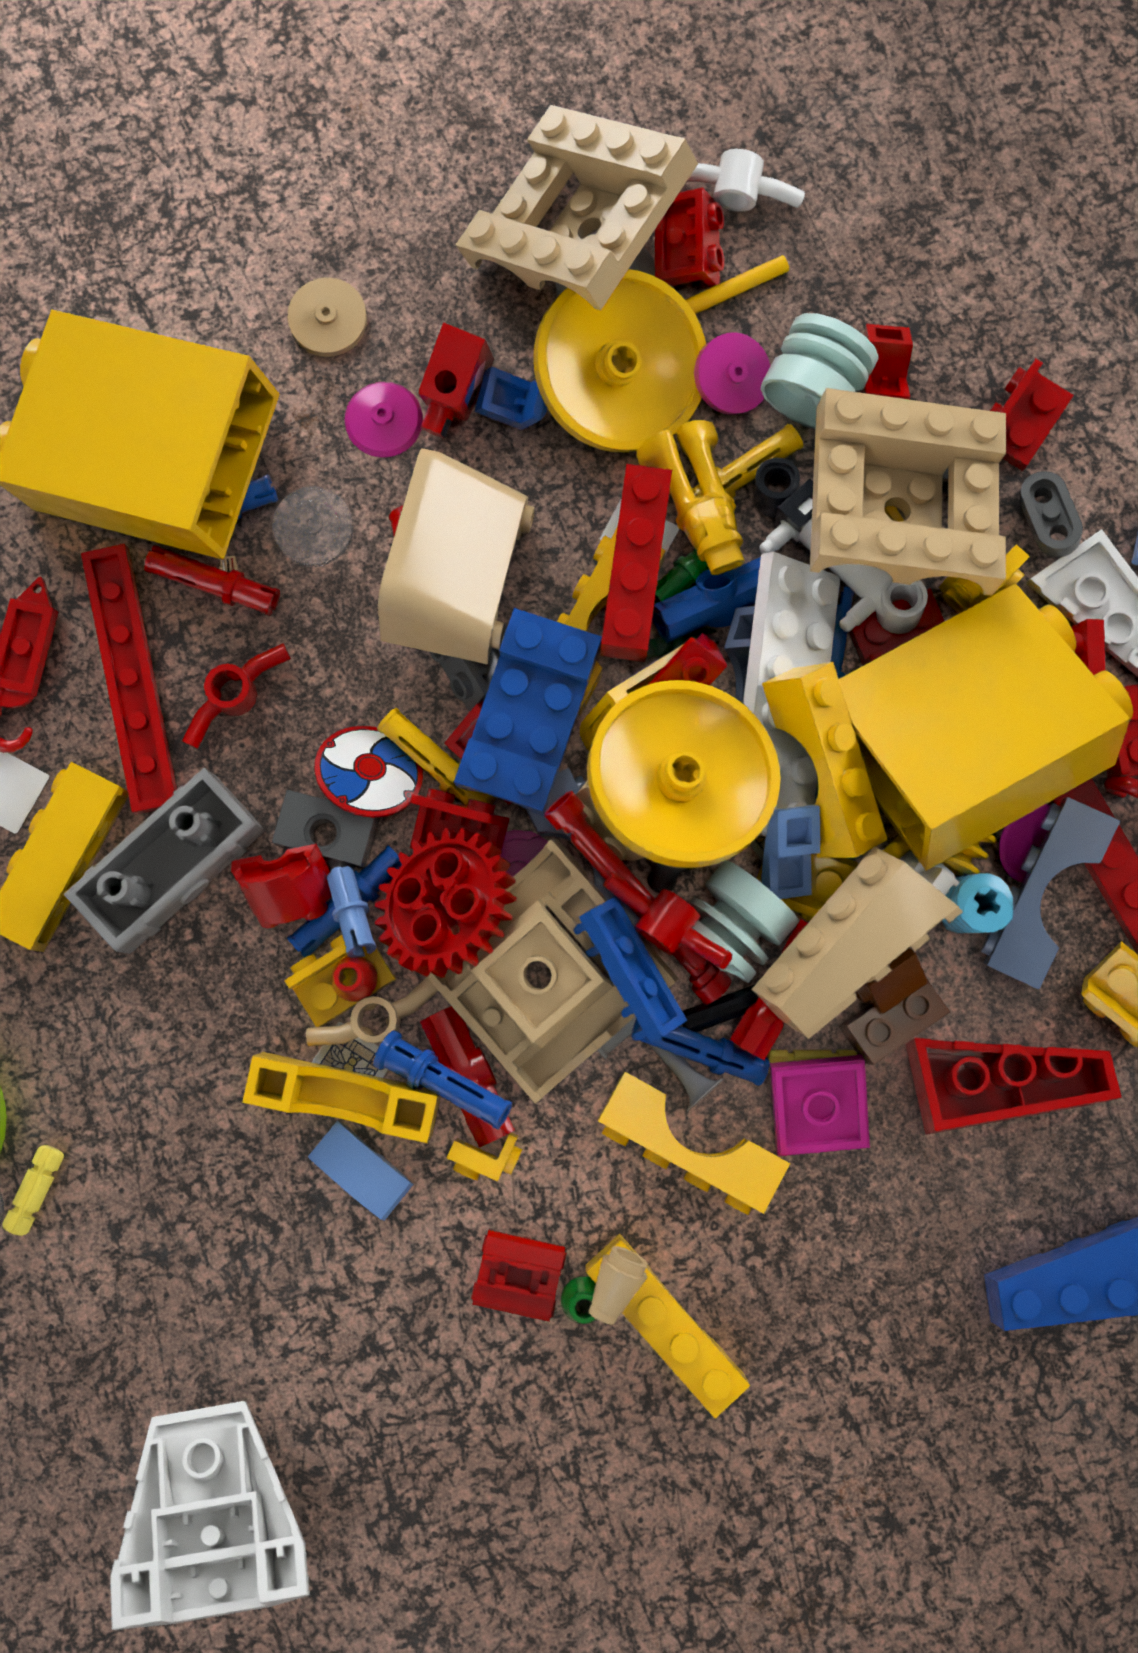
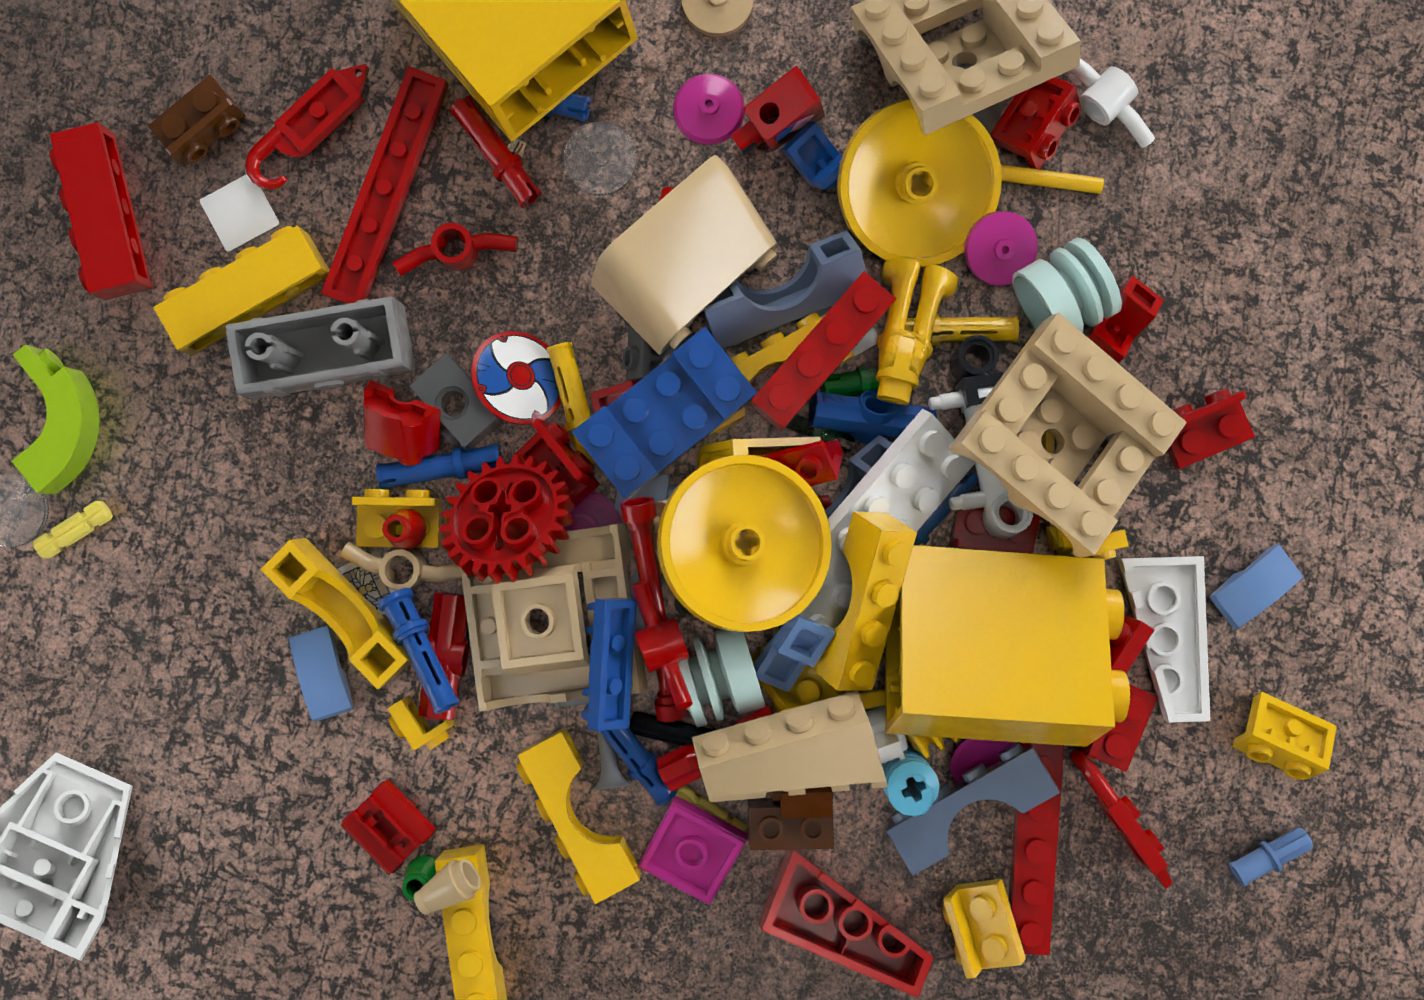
camera: 30 degrees right, 5 degrees up
(350, 912) = (433, 478): medium blue axle -> none
(591, 504) = (822, 280): none -> sand blue arch
(1052, 517) = (1172, 521): dark grey plate -> none

